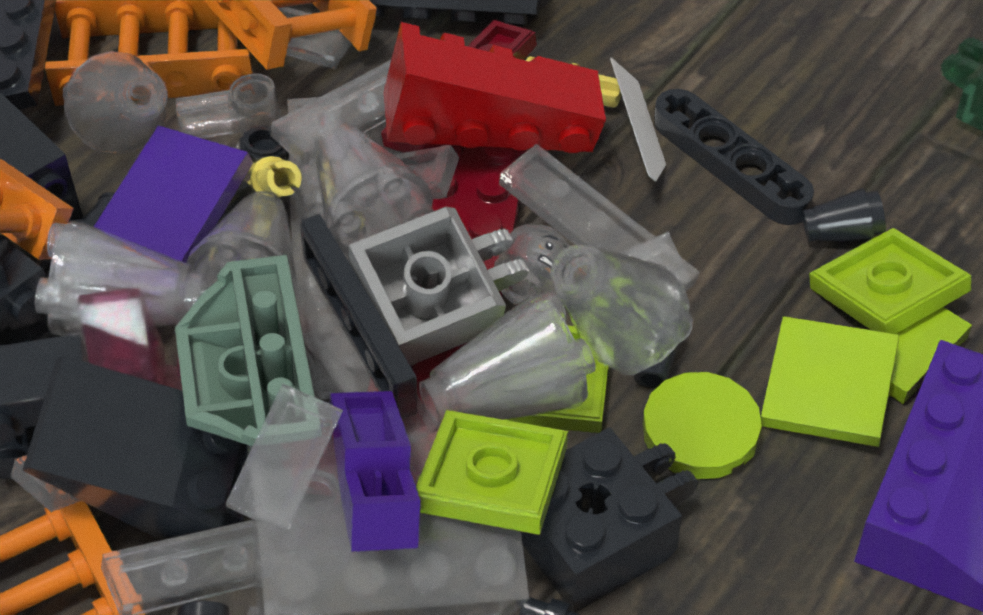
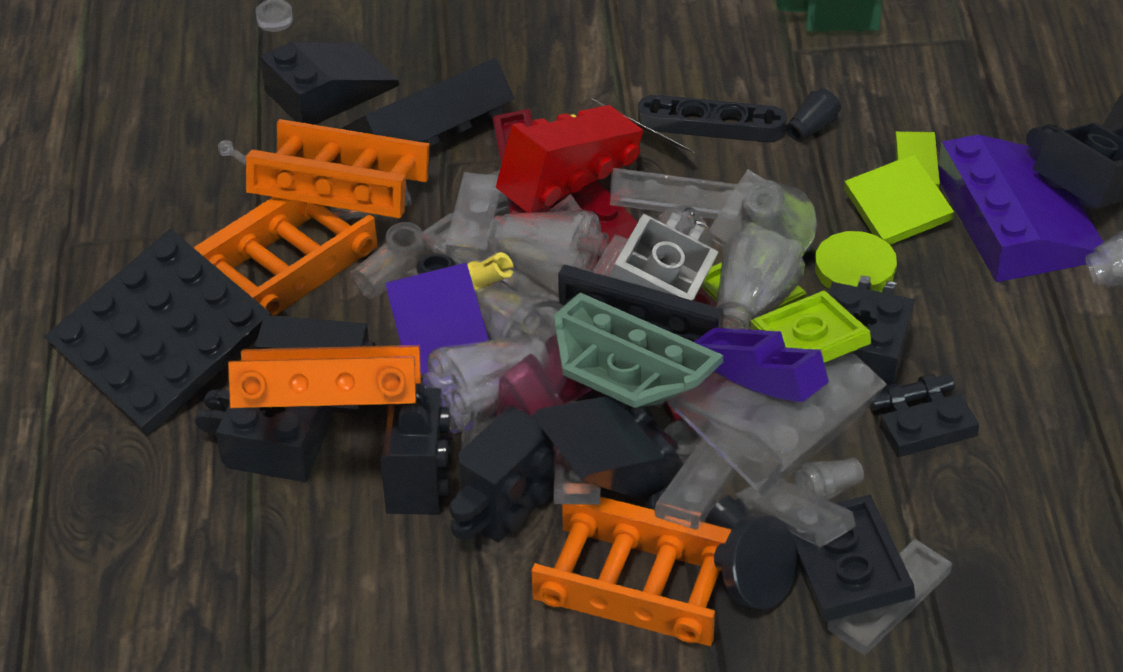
camera: 40 degrees left, 5 degrees down
(102, 107) = (336, 281): clear cone -> none
(284, 458) = (724, 378): clear tile -> none
(890, 282) = (871, 134): lime tile -> none

